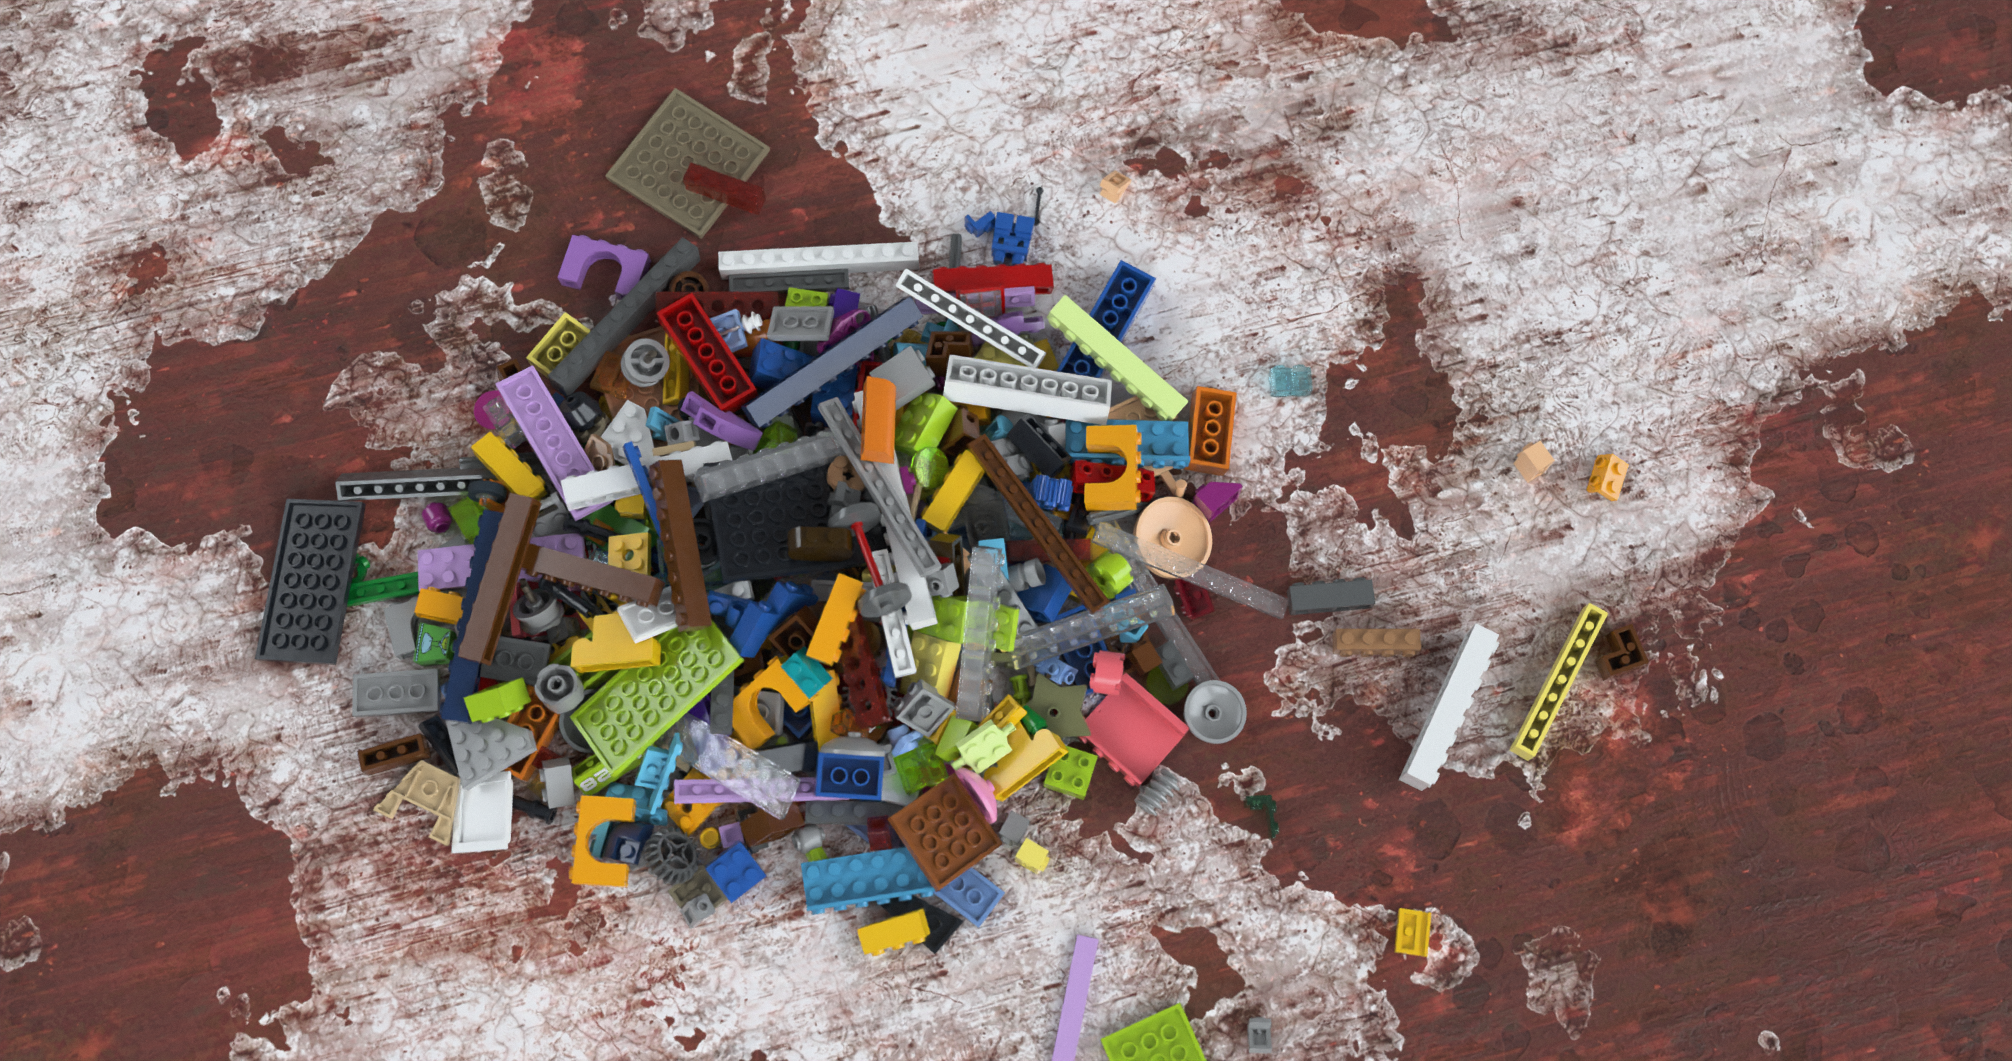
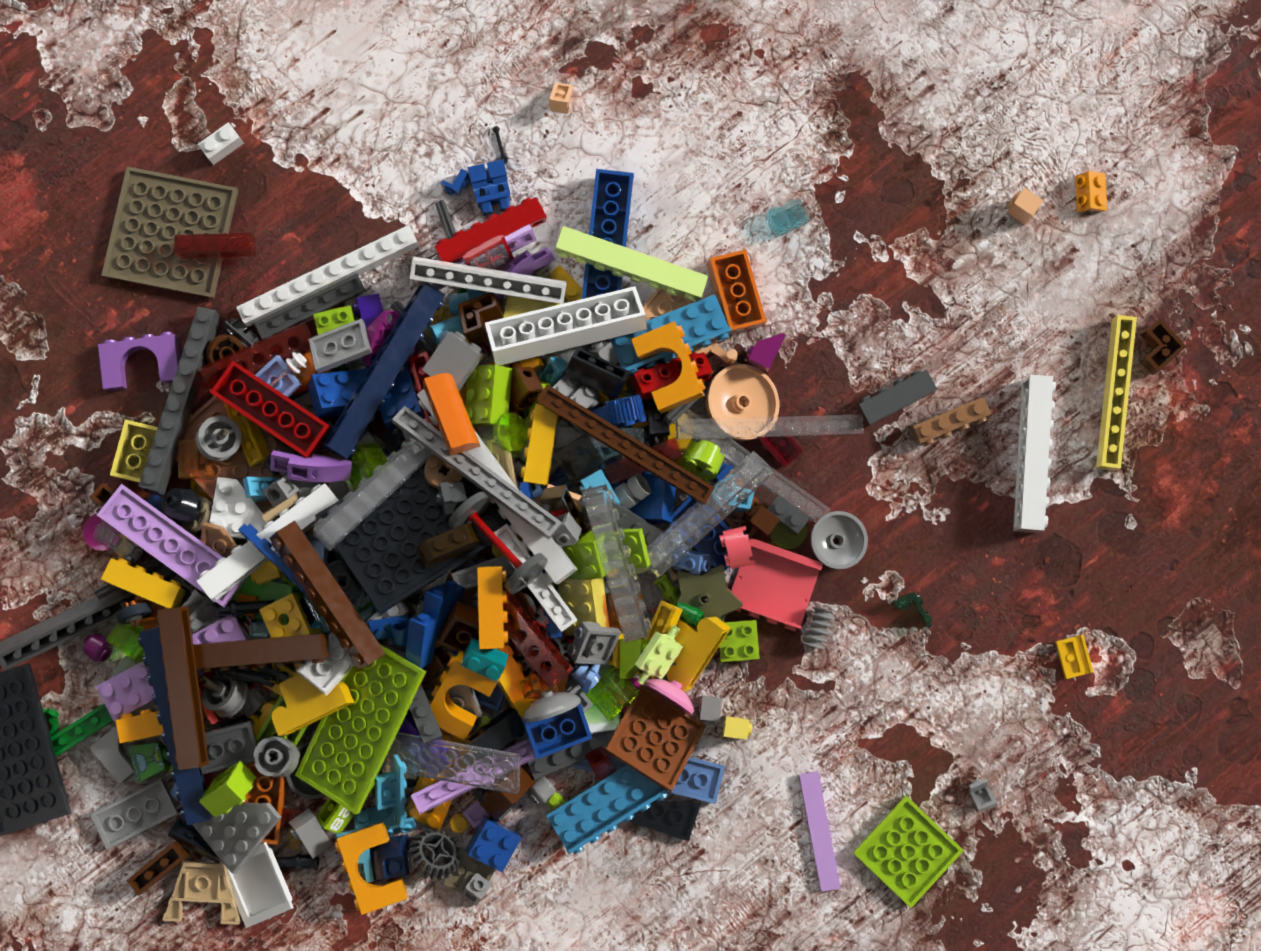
camera: 20 degrees left, 10 degrees up
(711, 275) = (236, 329): none -> dark grey hinge
(772, 101) = (220, 143): none -> white brick
(893, 932) = (647, 838): yellow brick -> none
(908, 479) = (497, 452): magenta plate -> none

